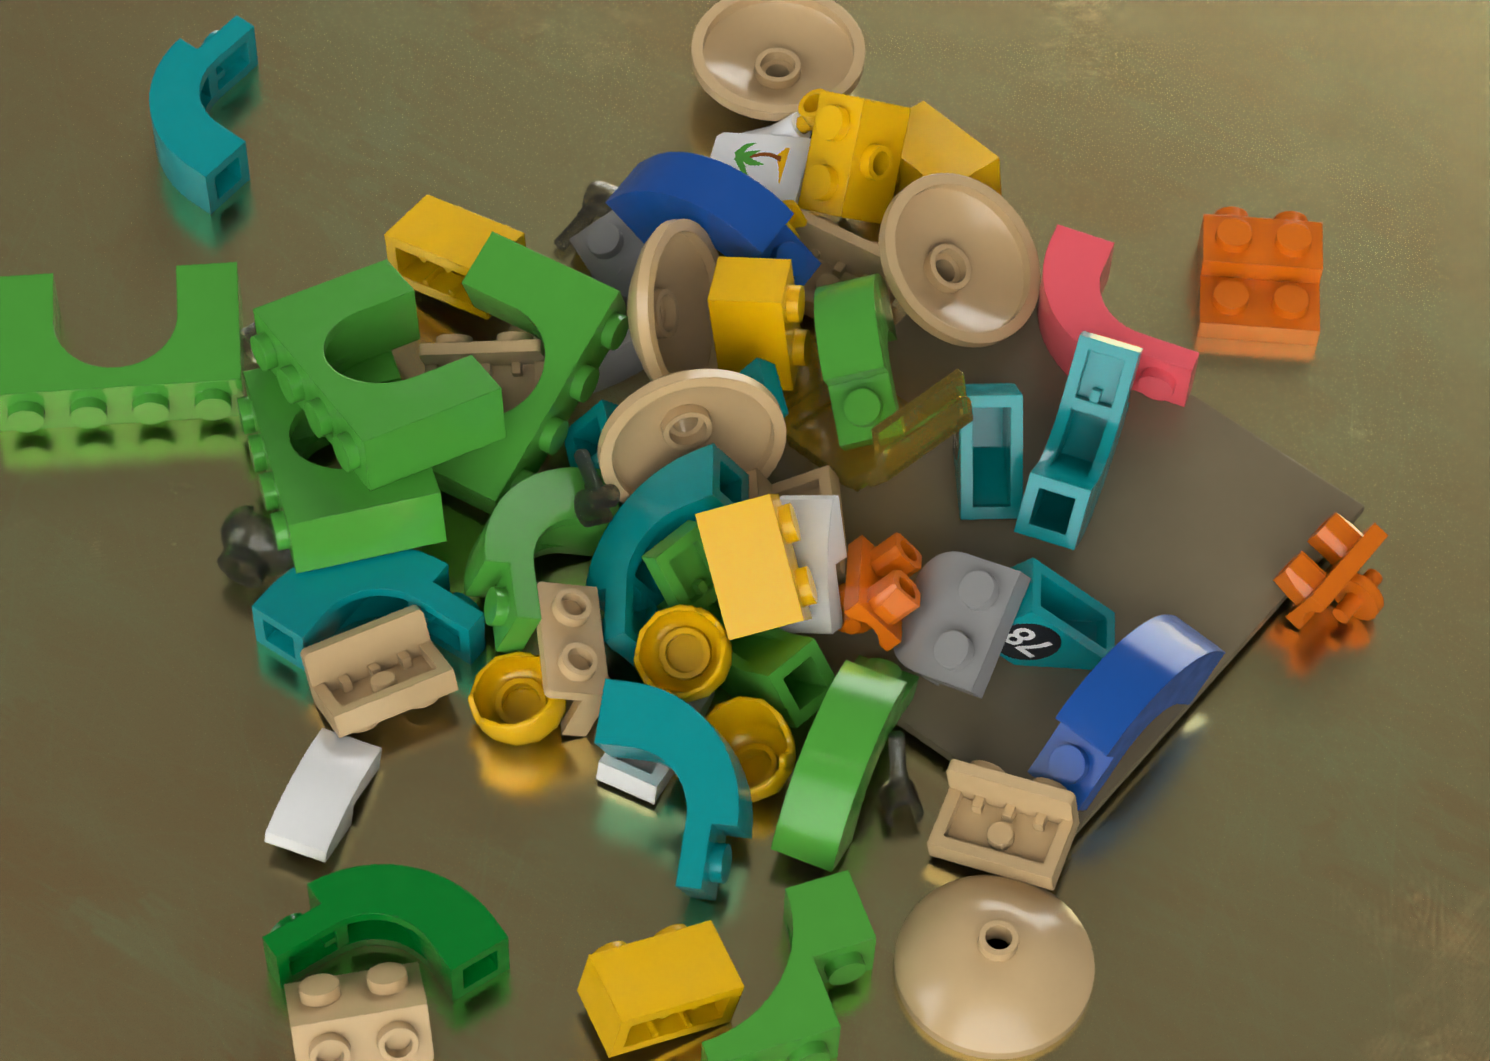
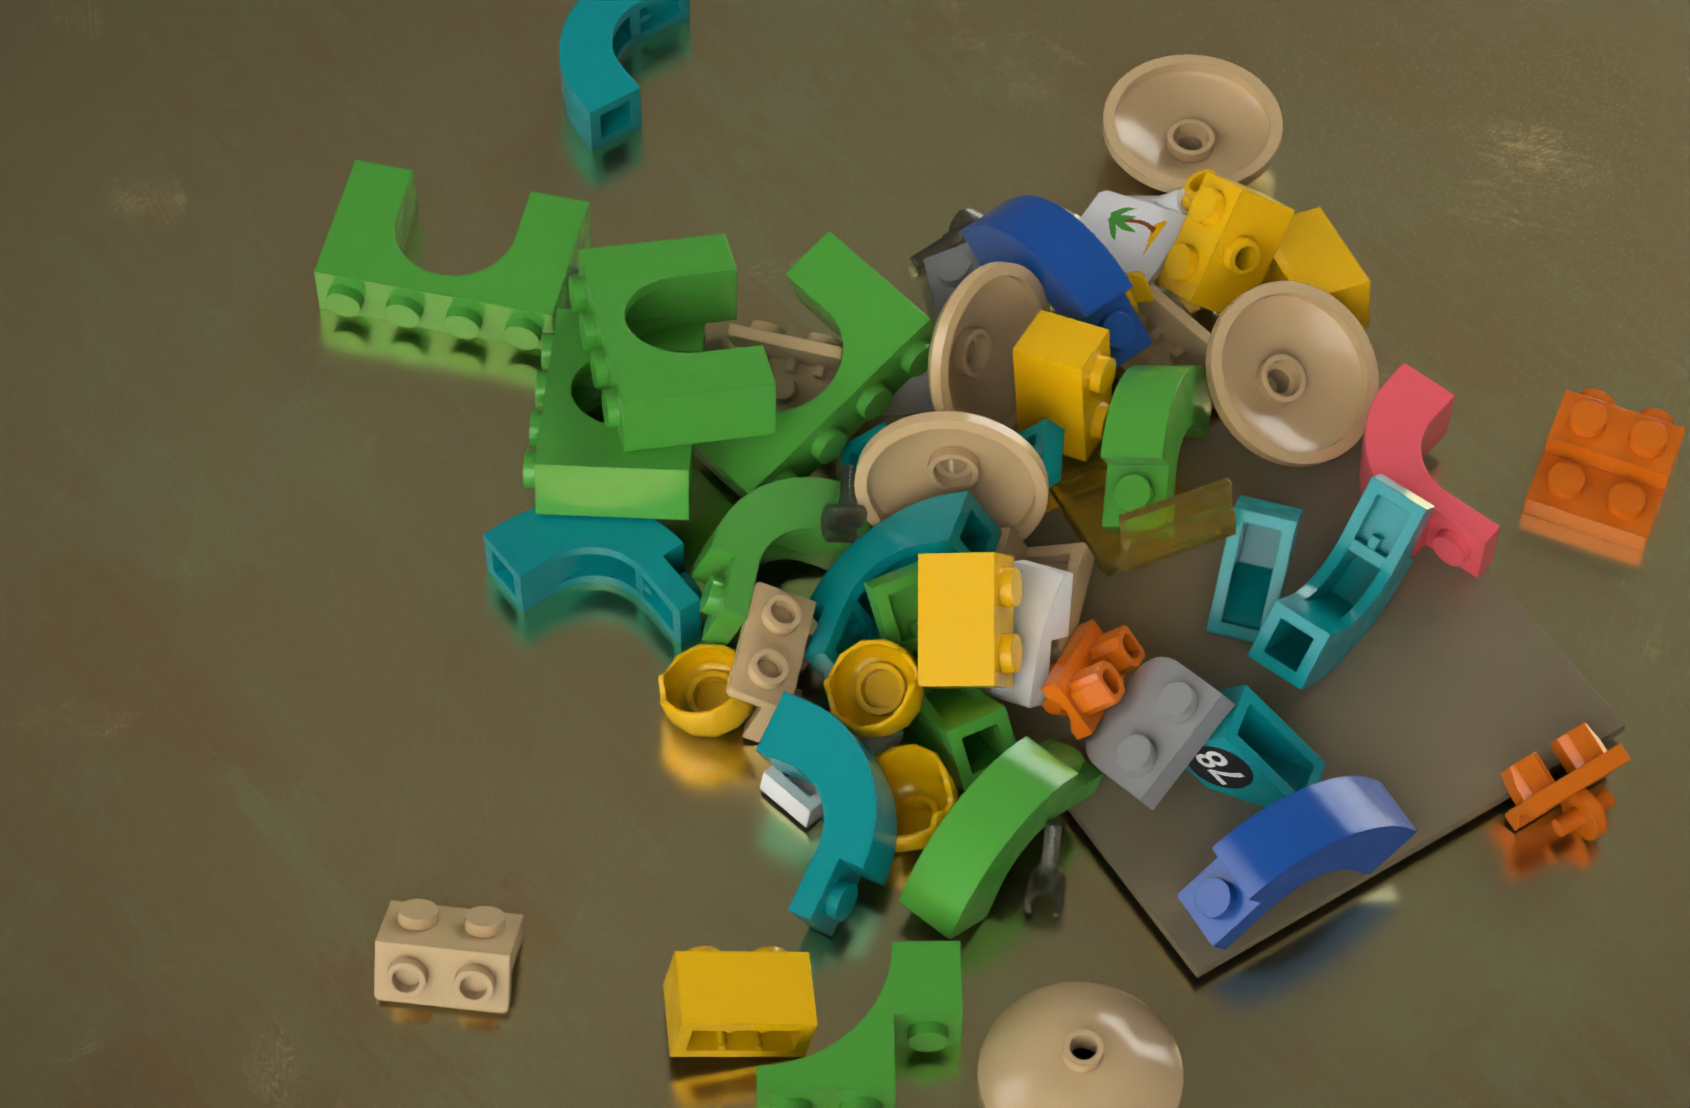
camera: 20 degrees right, 0 degrees up
(250, 548) = (502, 481): clear smoke animal -> none
(322, 795) = (490, 730): white slope -> none
(377, 671) = (583, 628): tan bracket -> none
(397, 910) = (513, 856): green arch -> none
(438, 246) = (785, 227): yellow brick -> none
(1005, 823) = (1136, 940): tan bracket -> none

